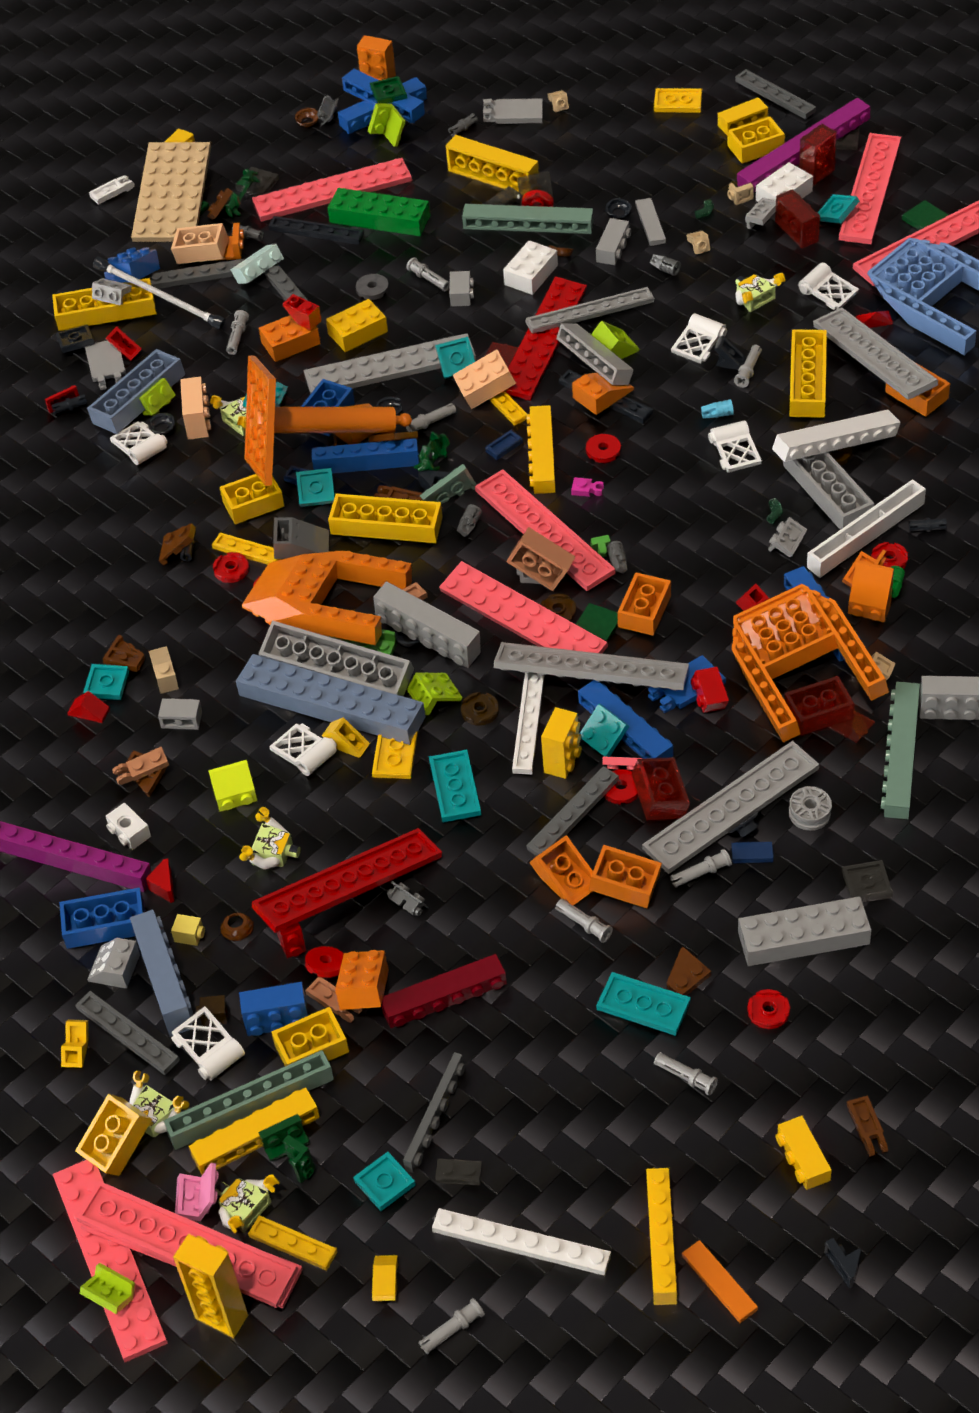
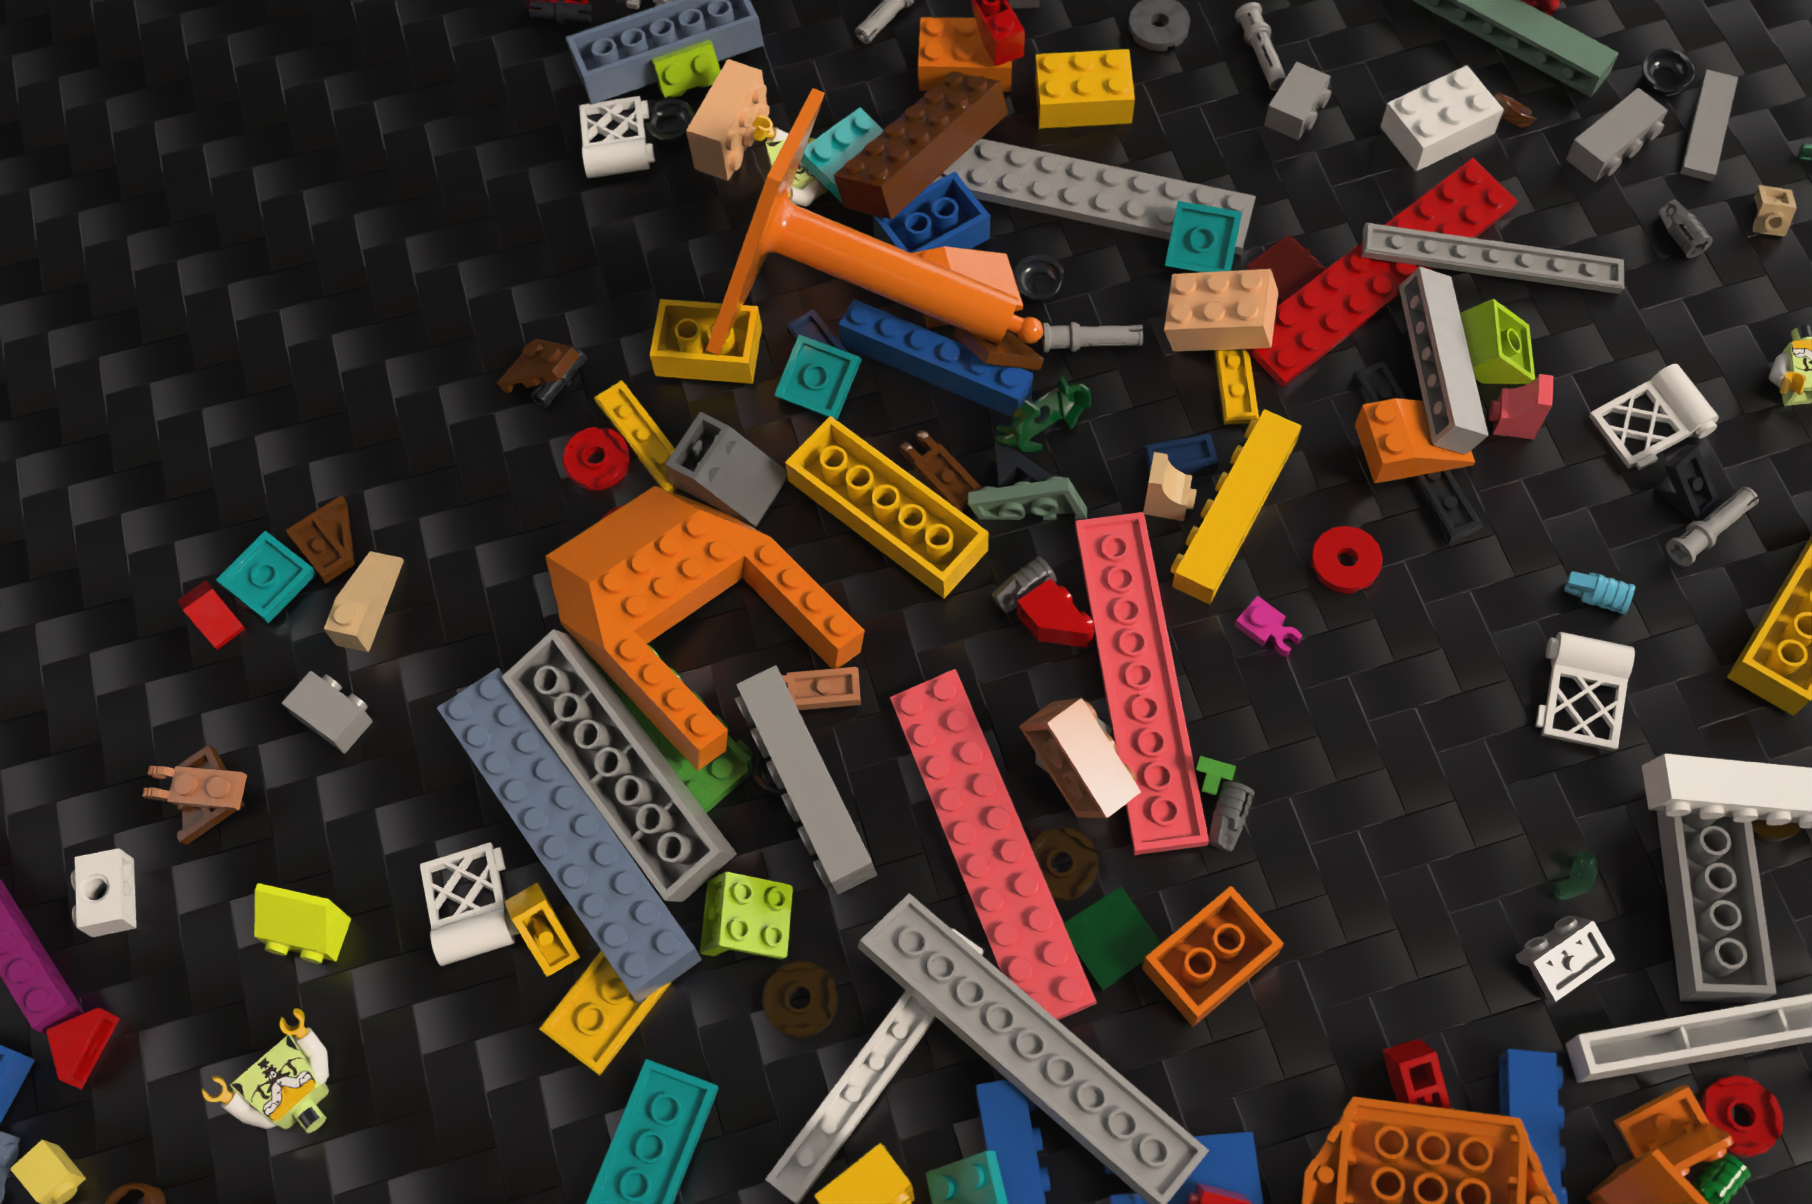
camera: 30 degrees right, 15 degrees up
(300, 371) = (921, 144): none -> reddish brown brick
(491, 524) = (1053, 617): none -> red slope
(507, 456) = (1168, 490): none -> tan arch
(641, 357) = (1522, 409): none -> coral arch

